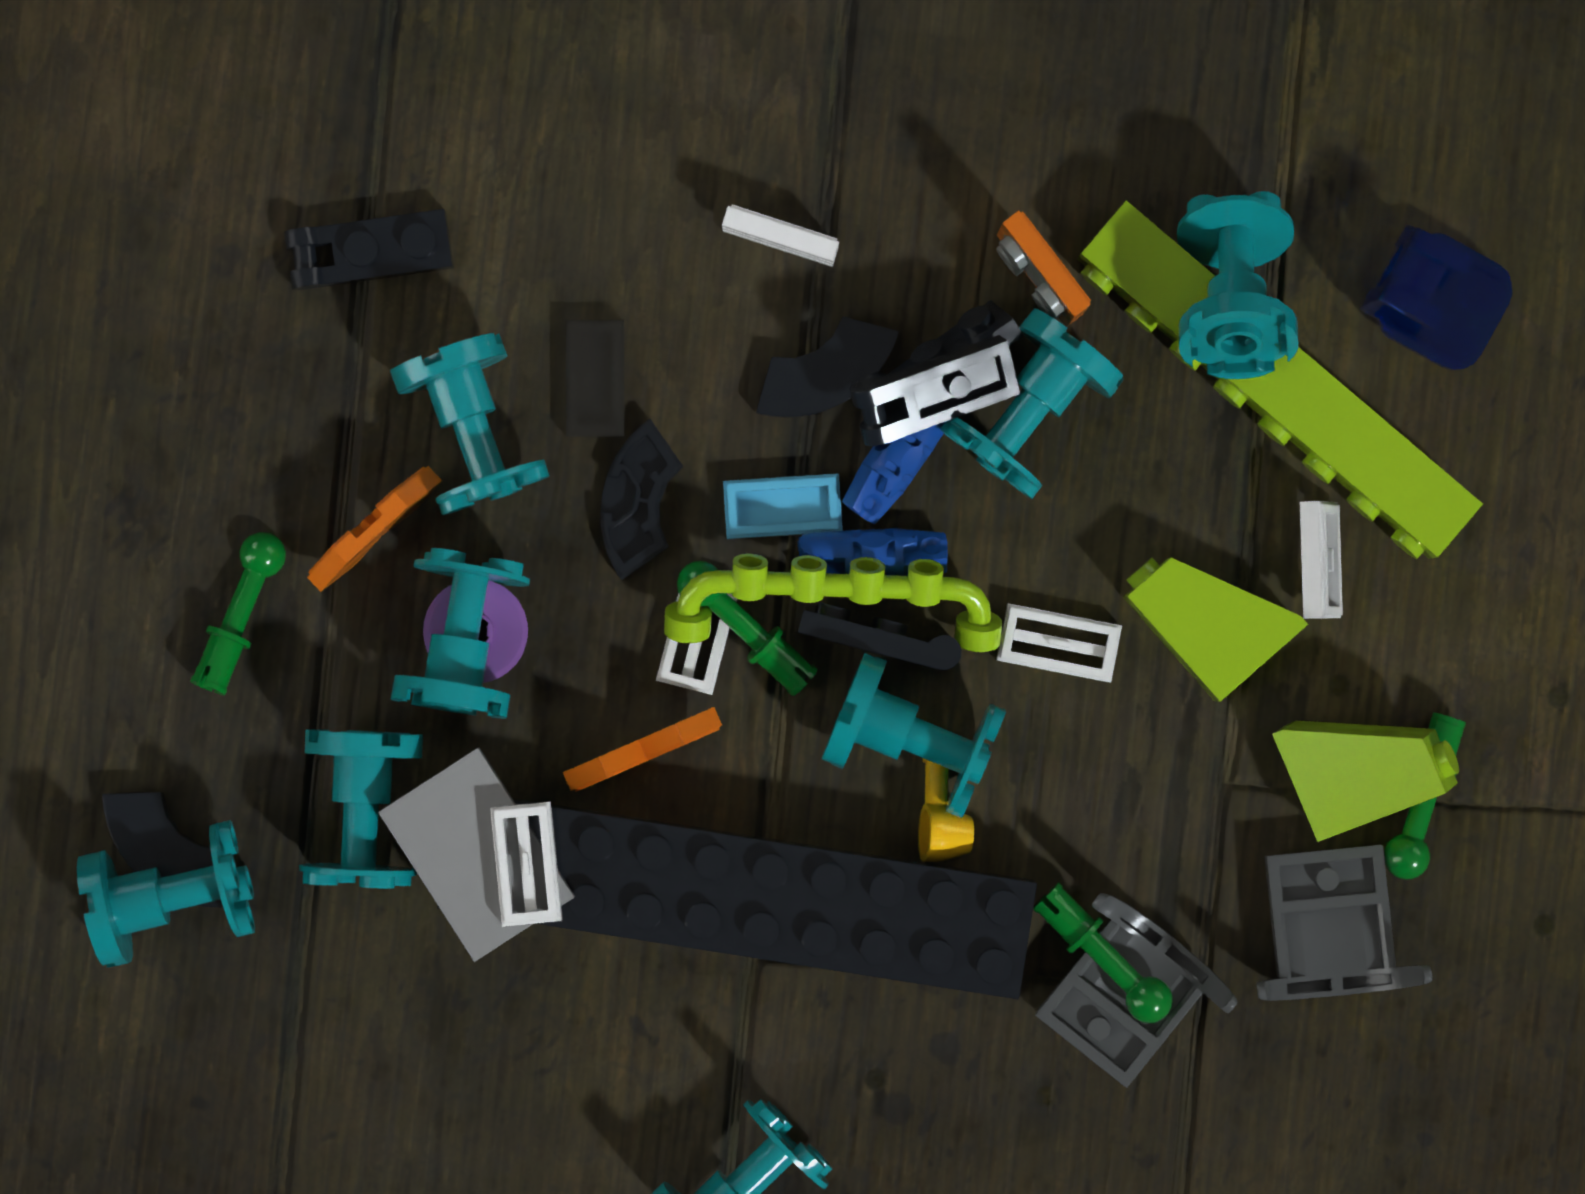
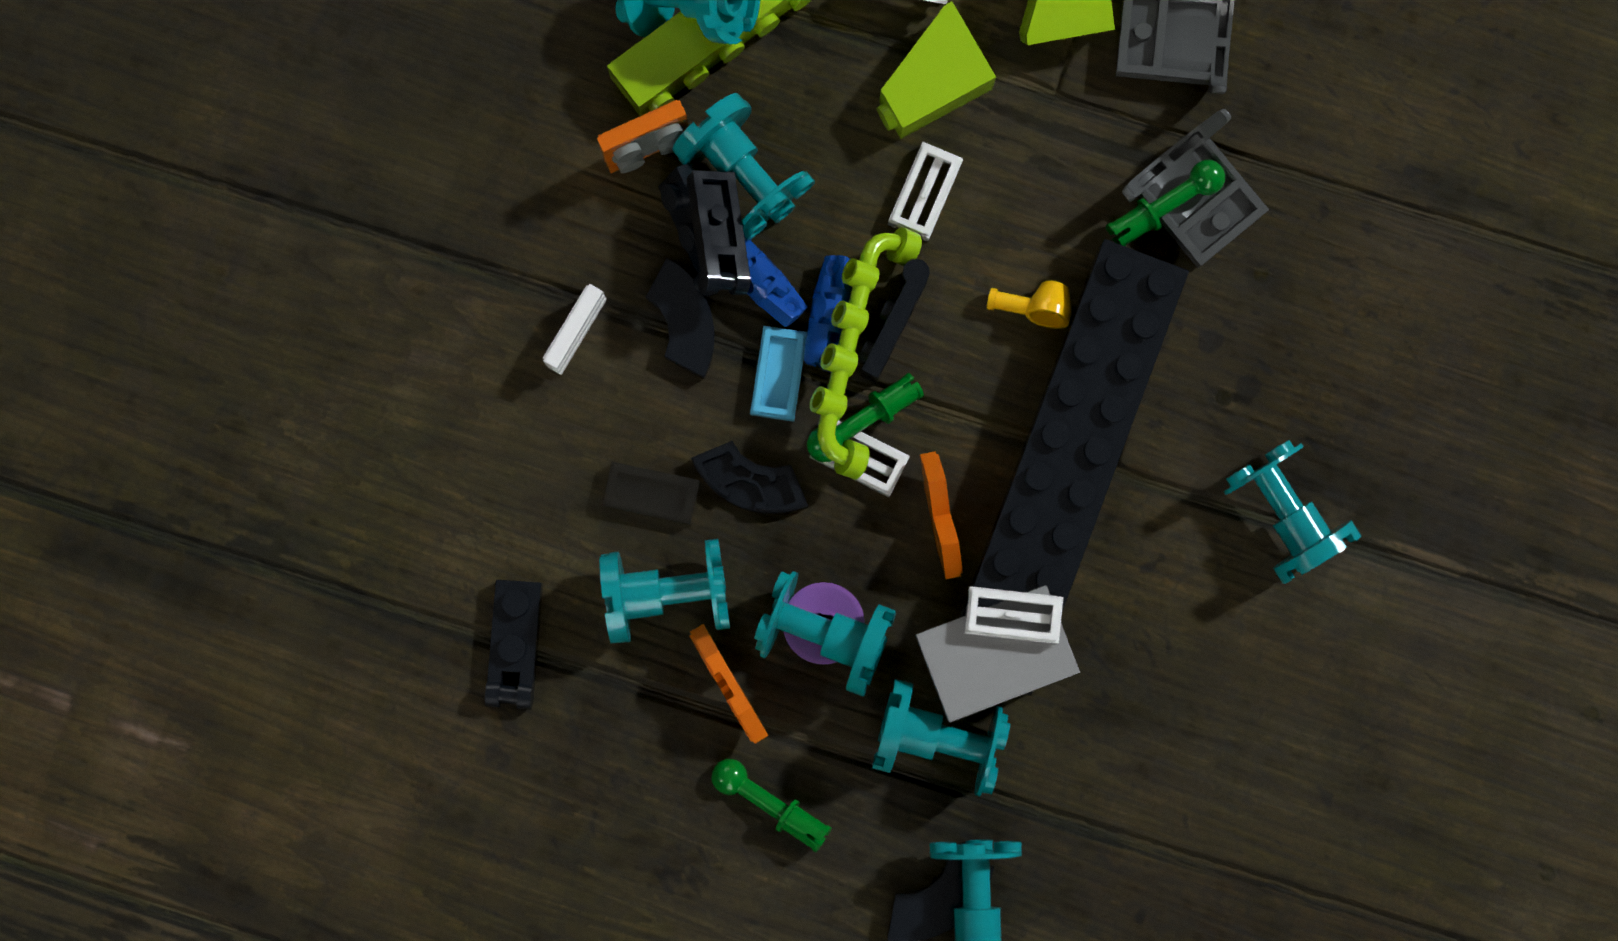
camera: 80 degrees left, 5 degrees down
(891, 725) = (964, 321): teal piece -> none

